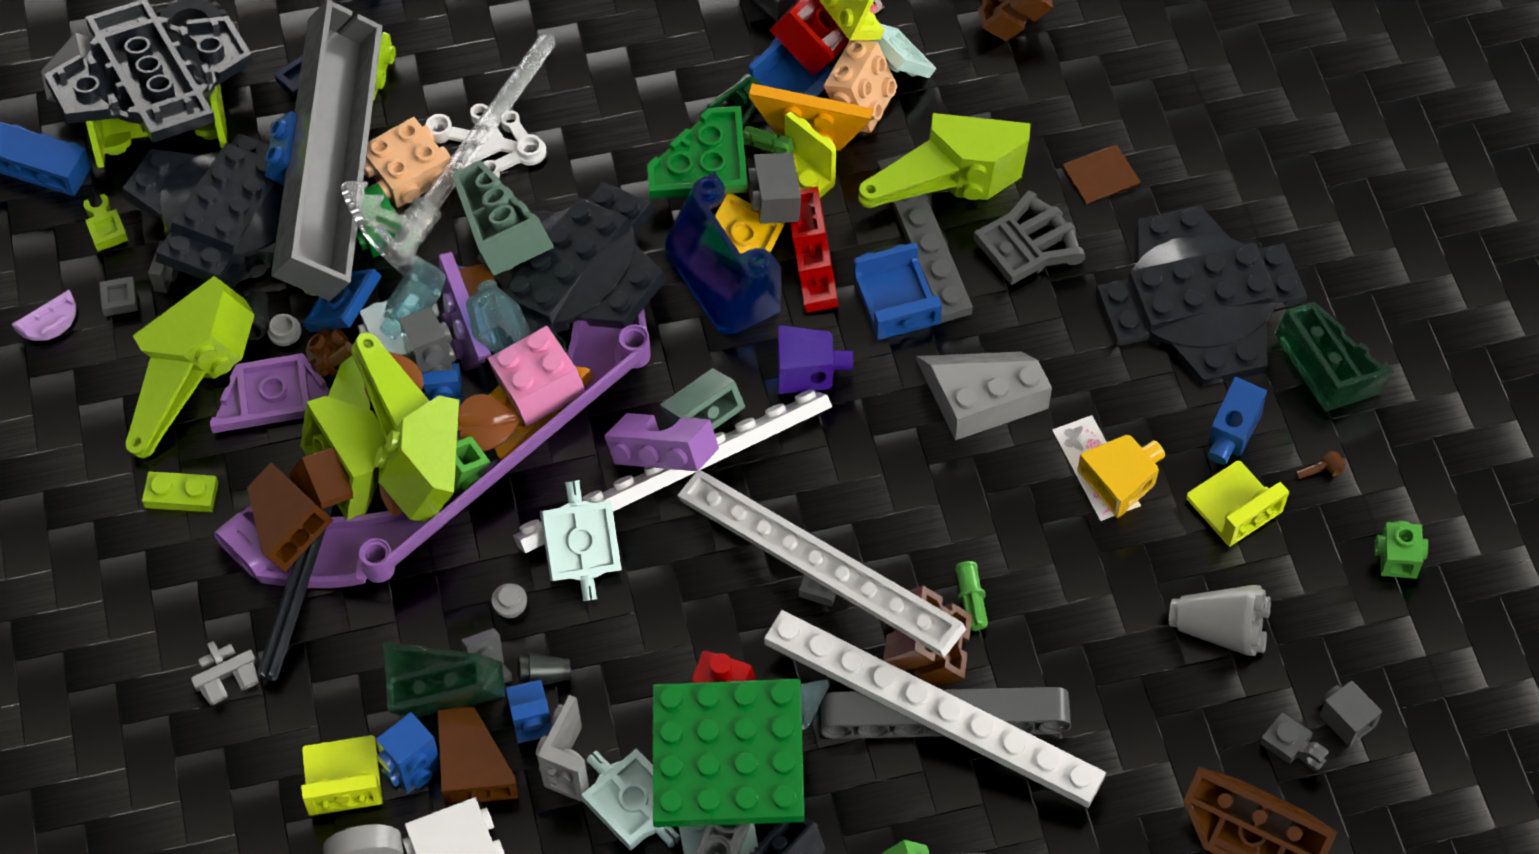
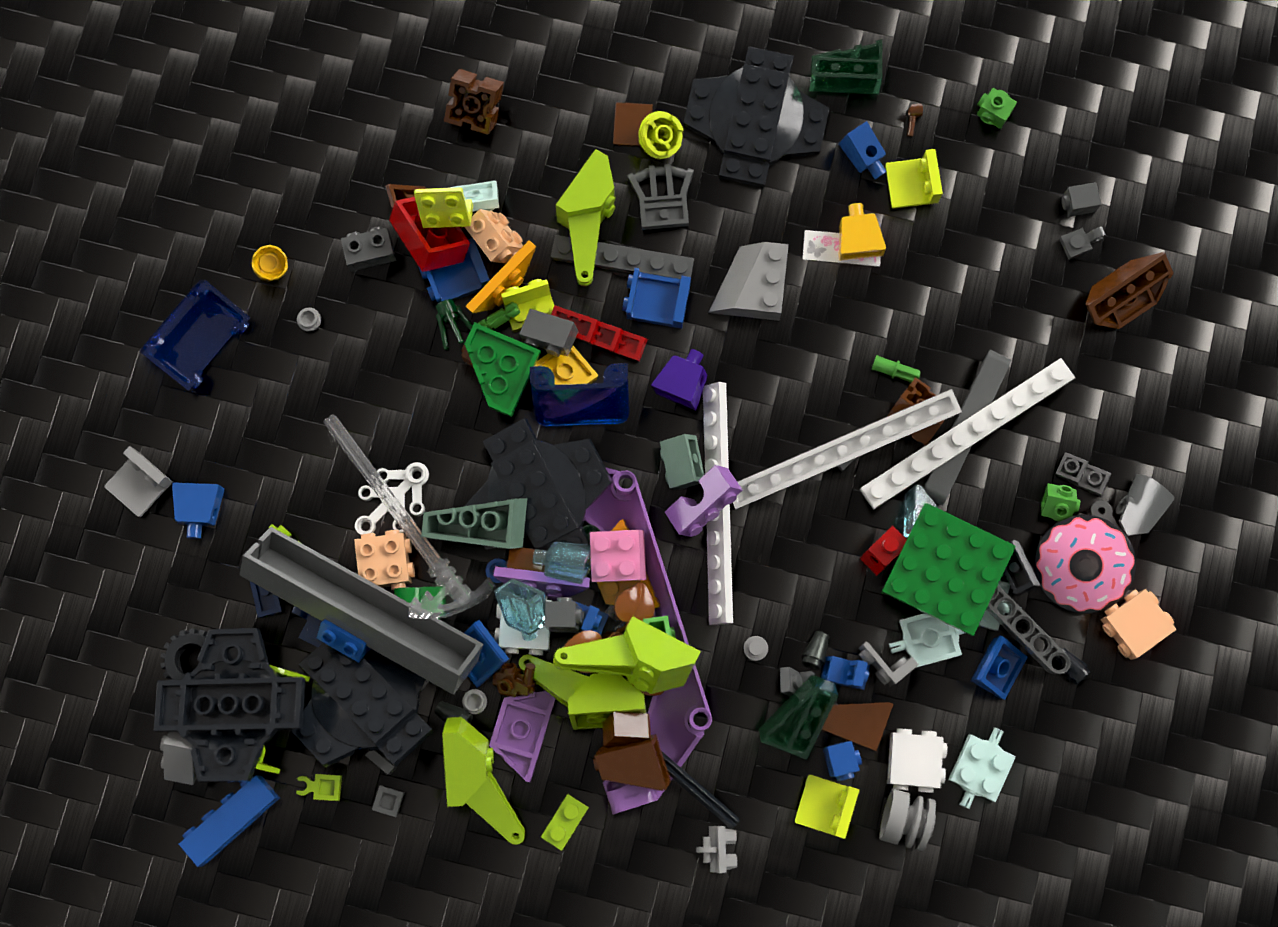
camera: 60 degrees left, 20 degrees up
(48, 319) = (381, 855): lavender plate -> none
(580, 540) = (745, 585): light aqua plate -> none
(1100, 194) = (660, 134): none -> neon yellow cone
(1225, 617) = (990, 233): light grey cone -> none

